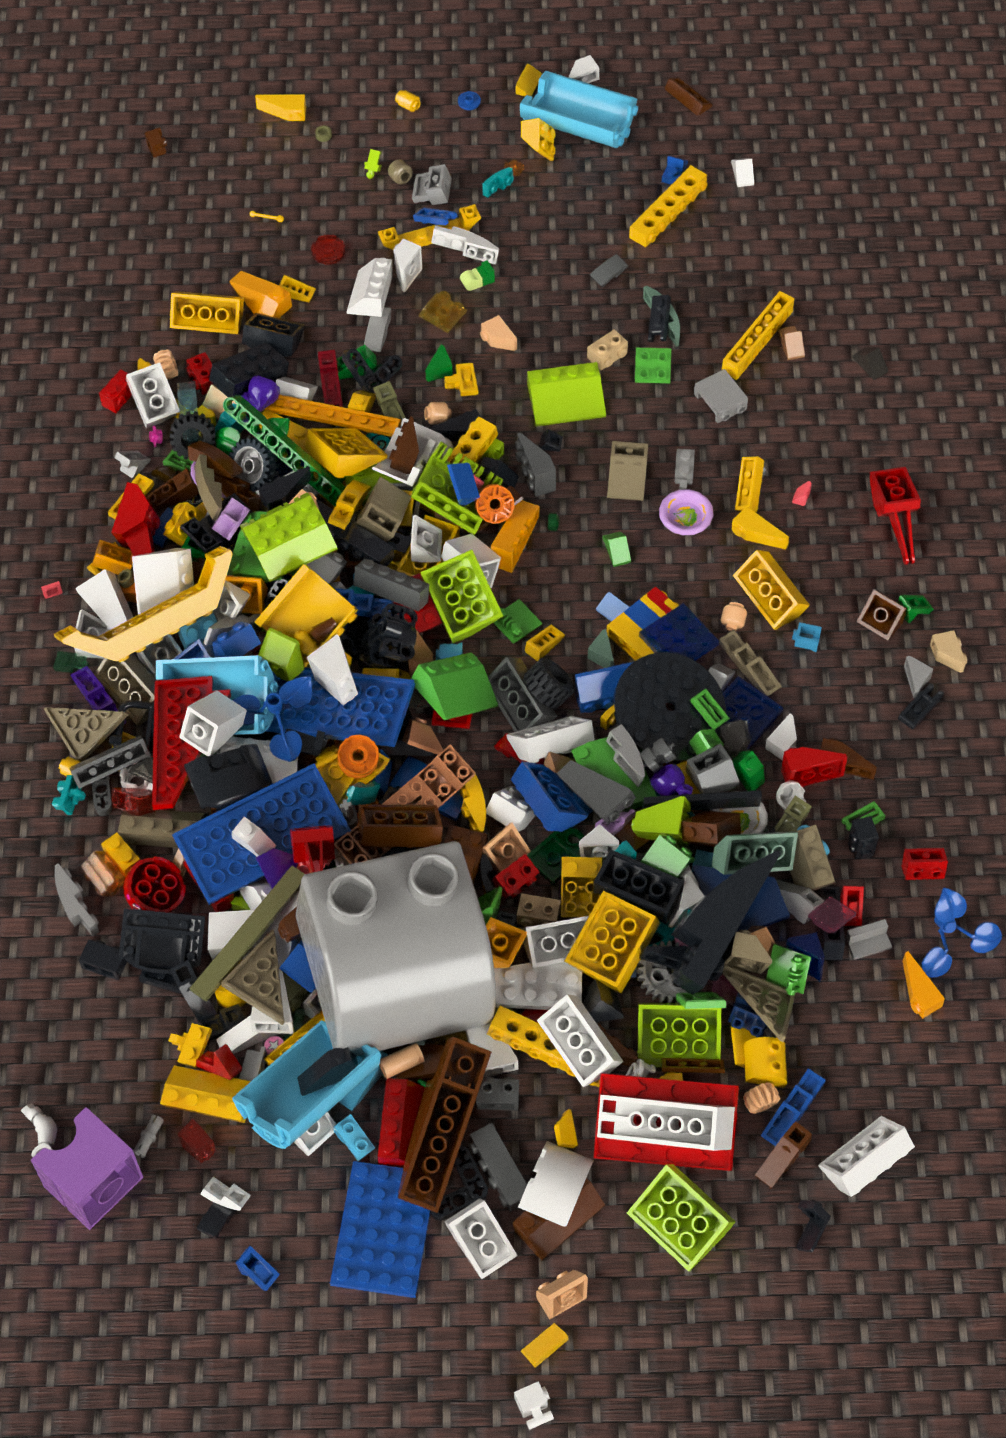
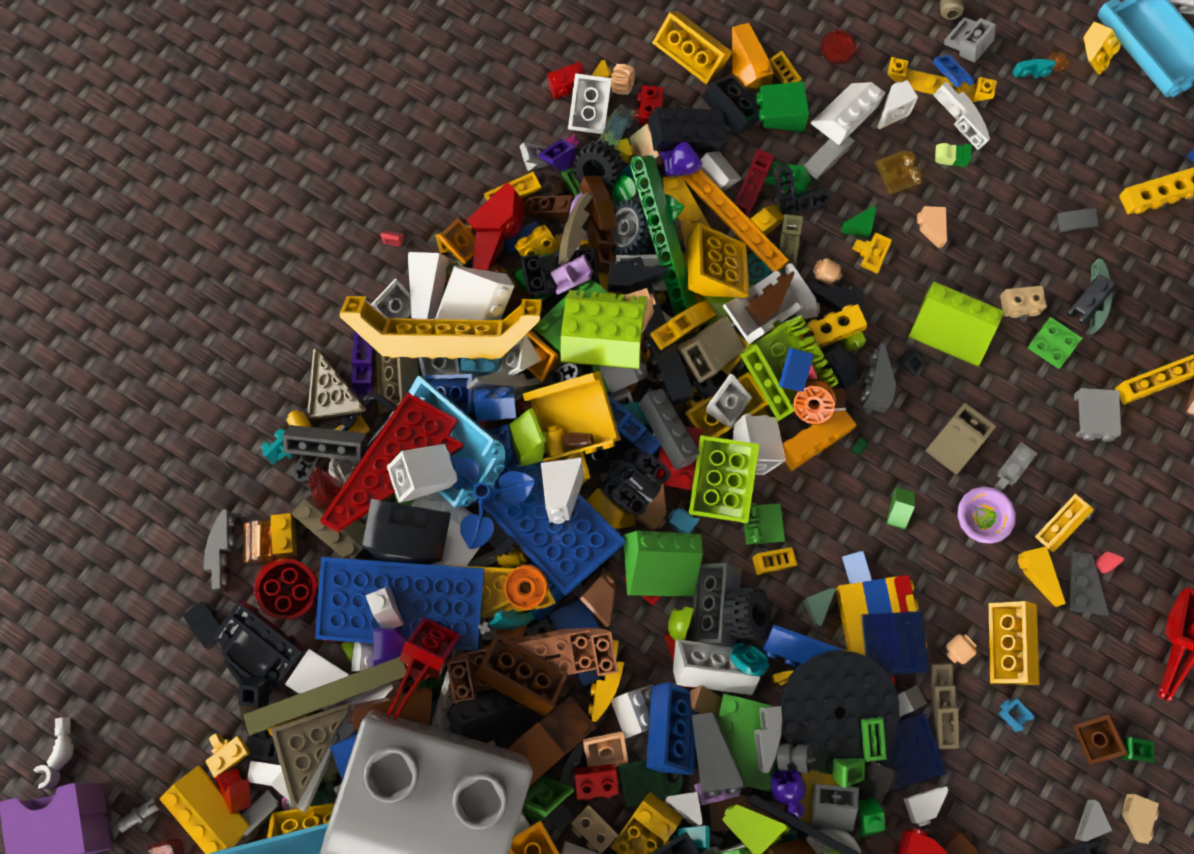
camera: 30 degrees right, 15 degrees up
(153, 448) = (559, 155): none -> dark purple slope
(316, 311) = (783, 106): none -> green slope
(500, 725) = (679, 623): none -> lime brick
(574, 716) = (749, 659): none -> teal tile
(797, 521) = (1084, 586): none -> dark grey wing

